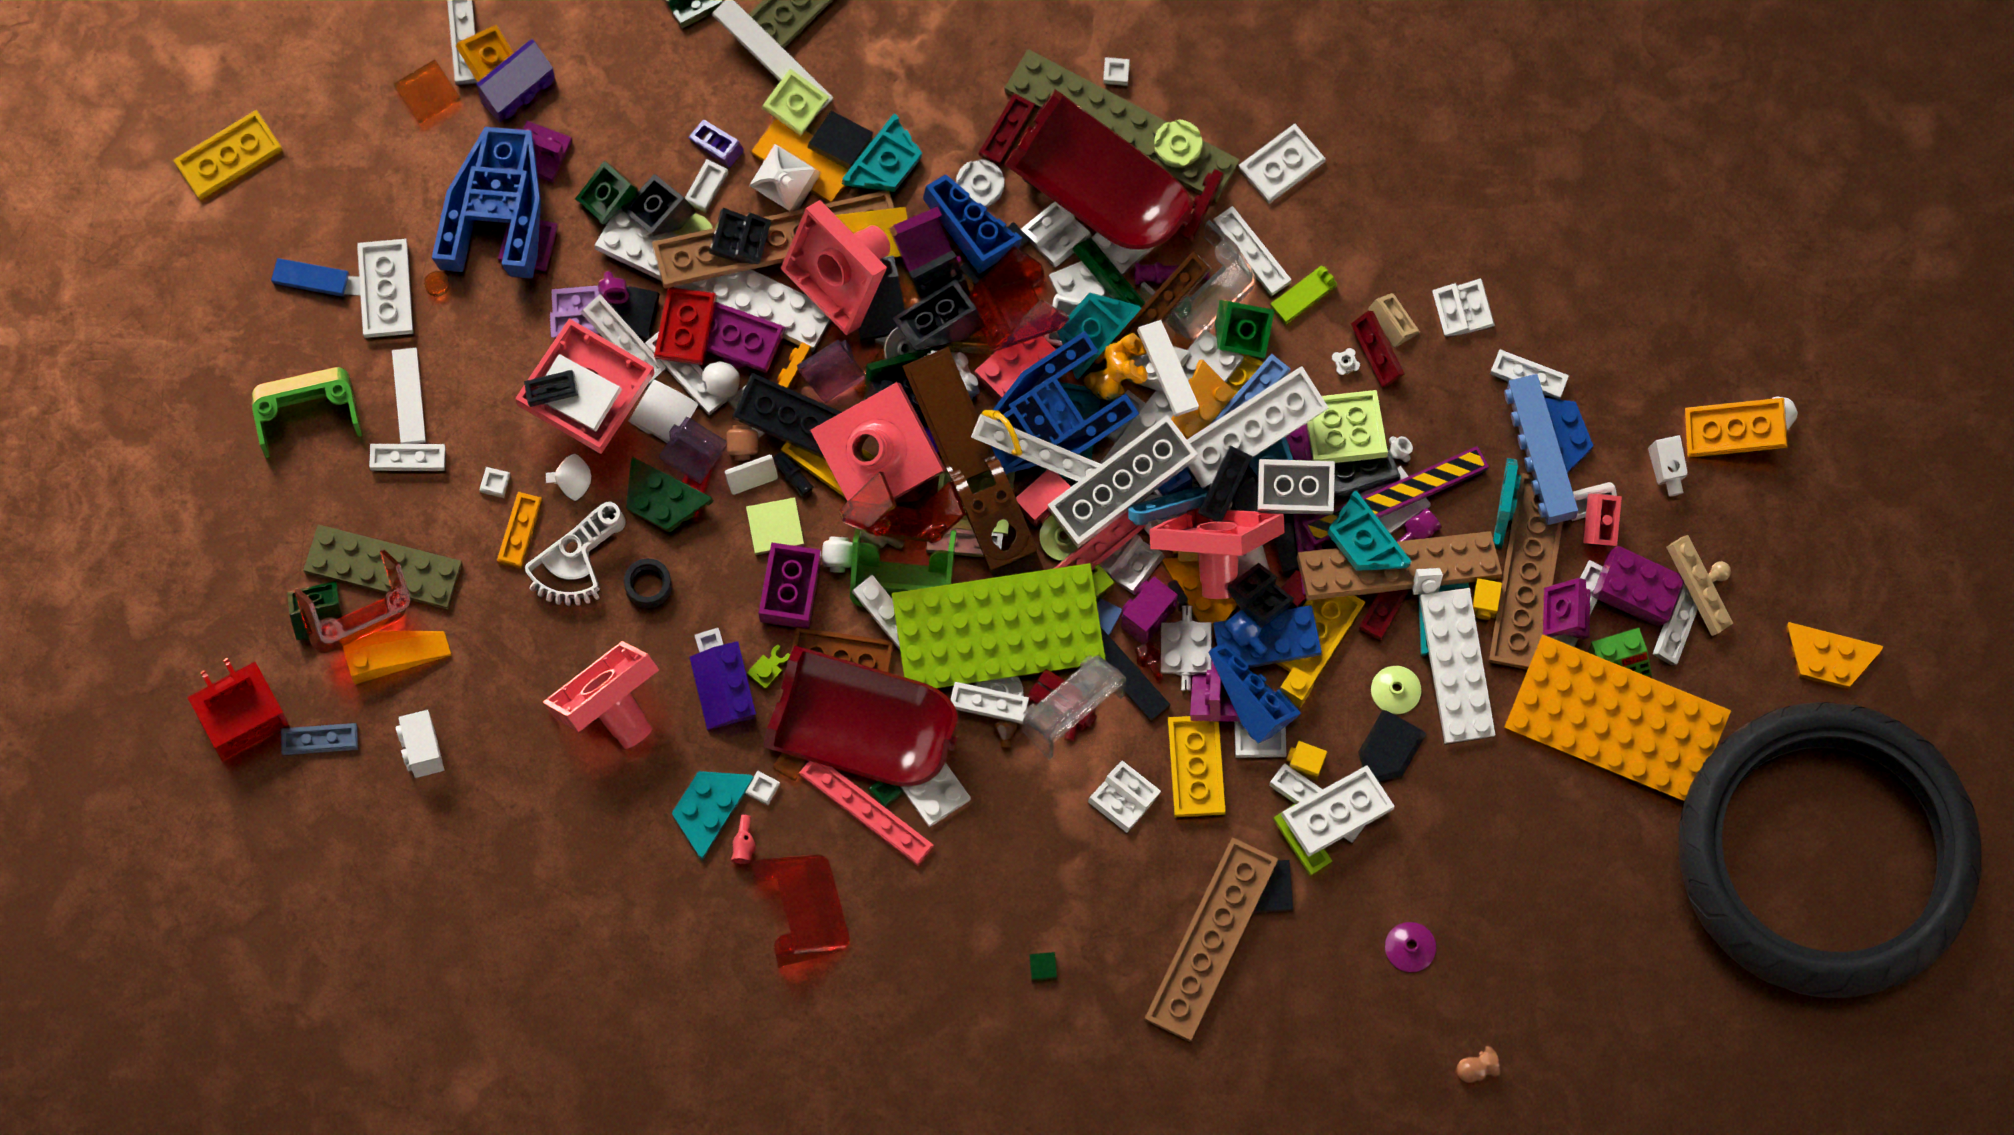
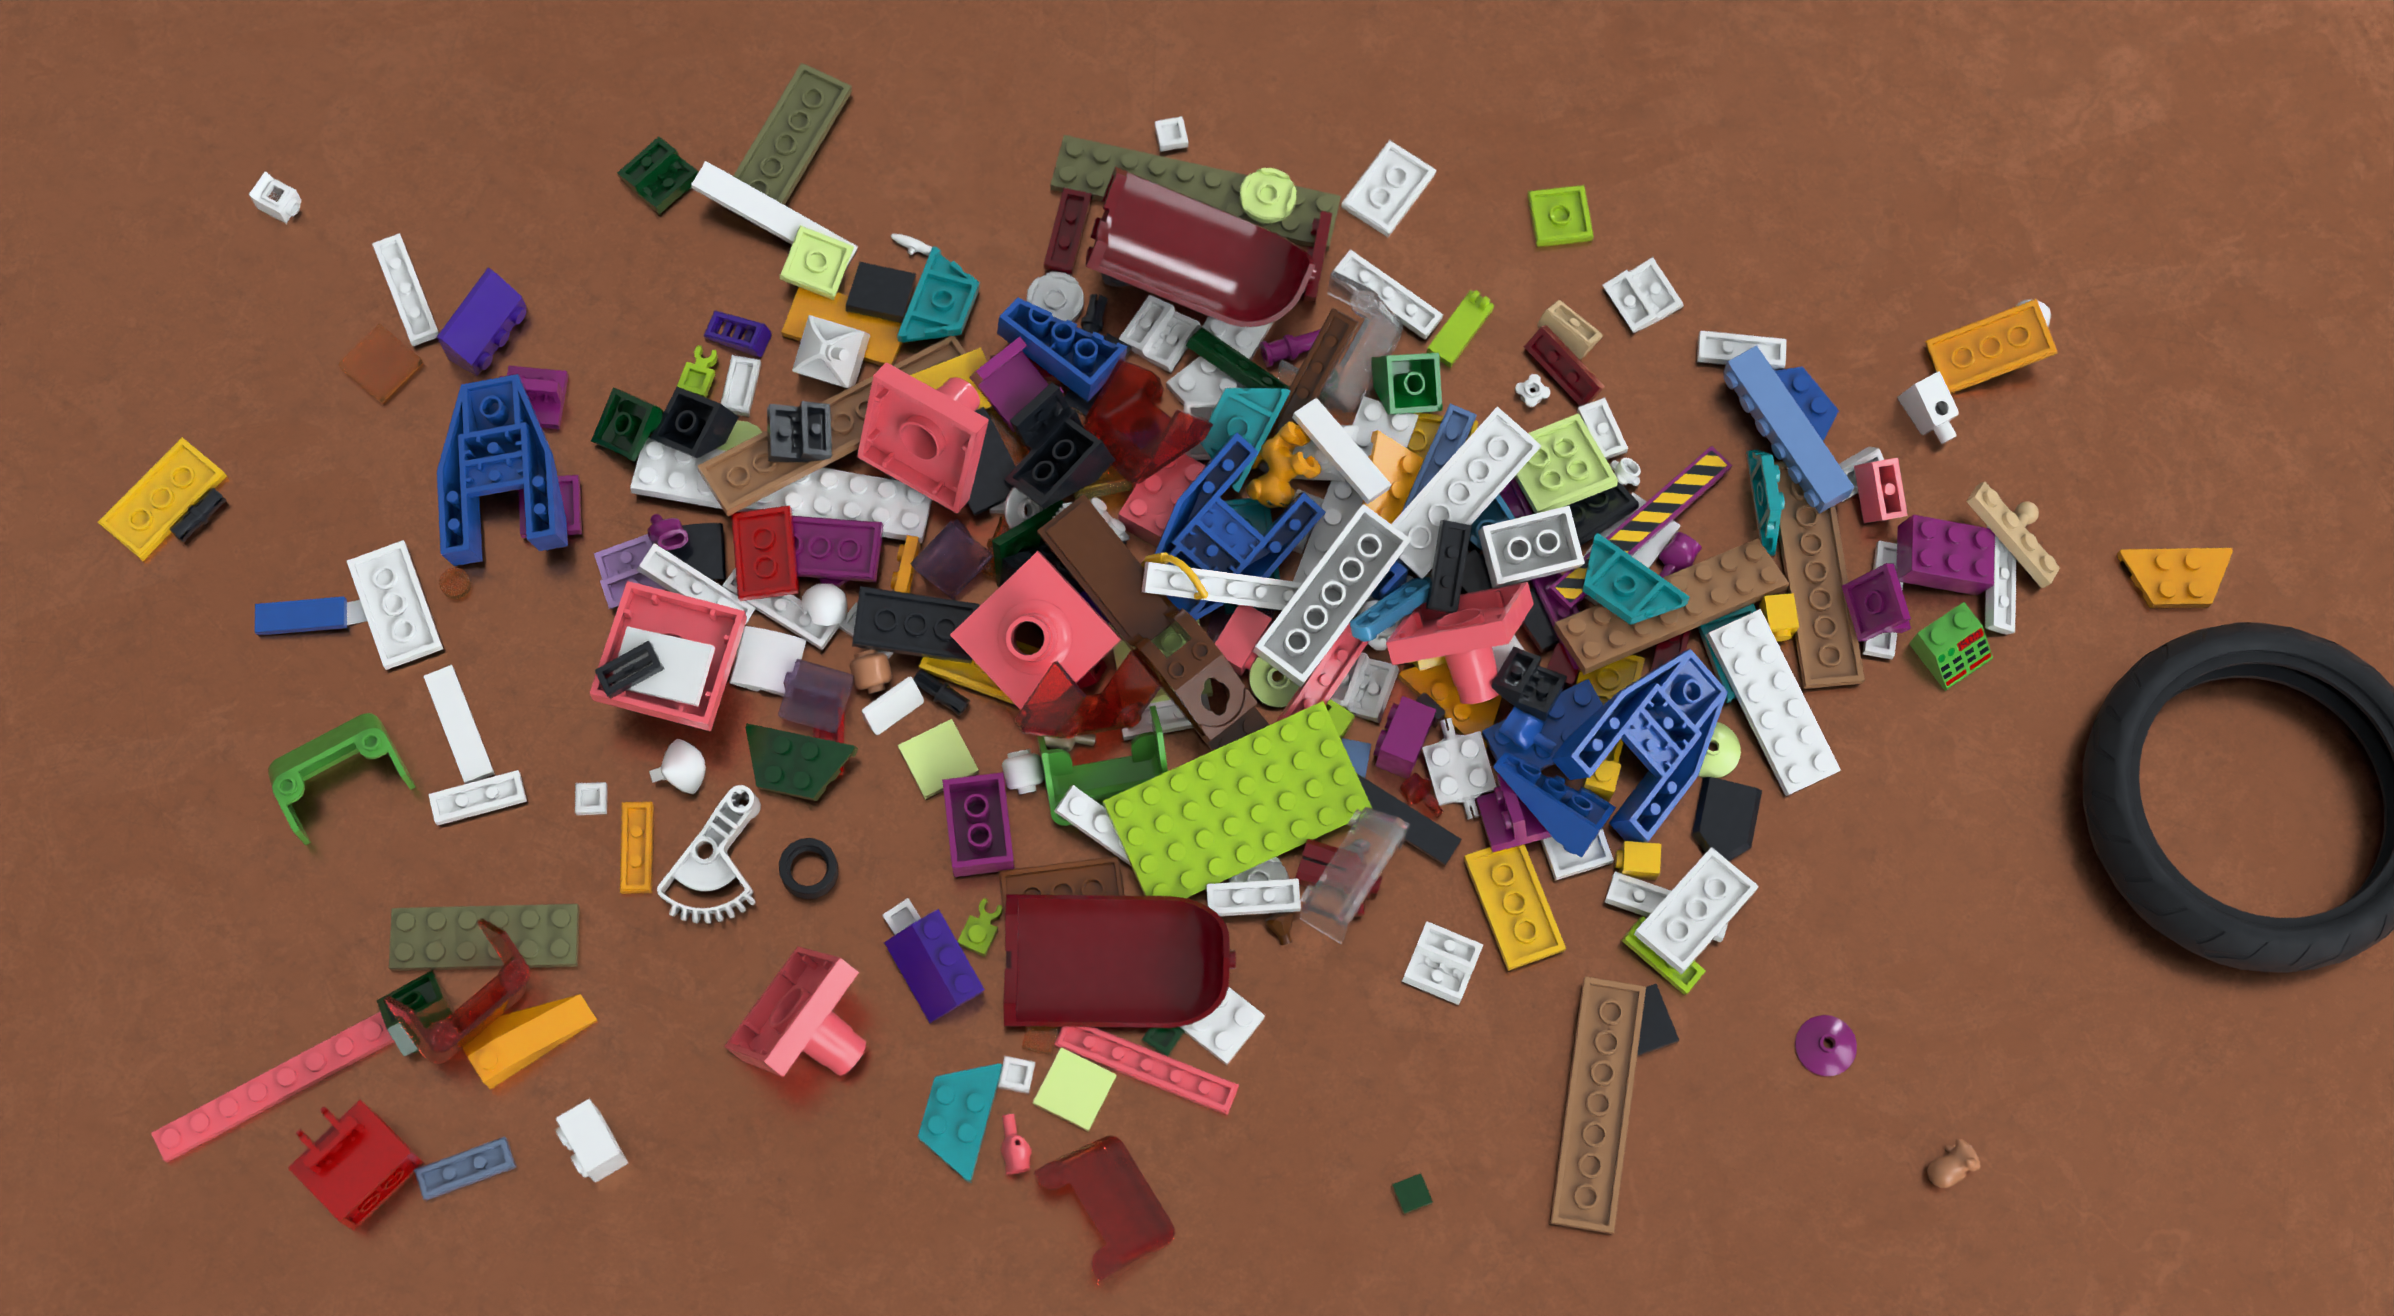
camera: 20 degrees left, 0 degrees up
(191, 636) = (272, 1087): none -> coral plate
(252, 175) = (198, 515): none -> black pin
(484, 51) = (435, 298): light orange plate -> none
(674, 170) = (698, 376): none -> lime plate
(804, 812) = (1074, 1089): none -> yellowish green tile
(878, 107) = (912, 244): none -> white helmet
(1004, 209) = (1093, 320): none -> black pin
(1361, 657) = (1666, 724): none -> blue wedge
(1392, 408) = (1603, 428): none -> white plate
(1416, 223) = (1560, 216): none -> lime tile
(1427, 581) = (1711, 614): white plate -> none
(1616, 717) = (1973, 712): light orange plate -> none

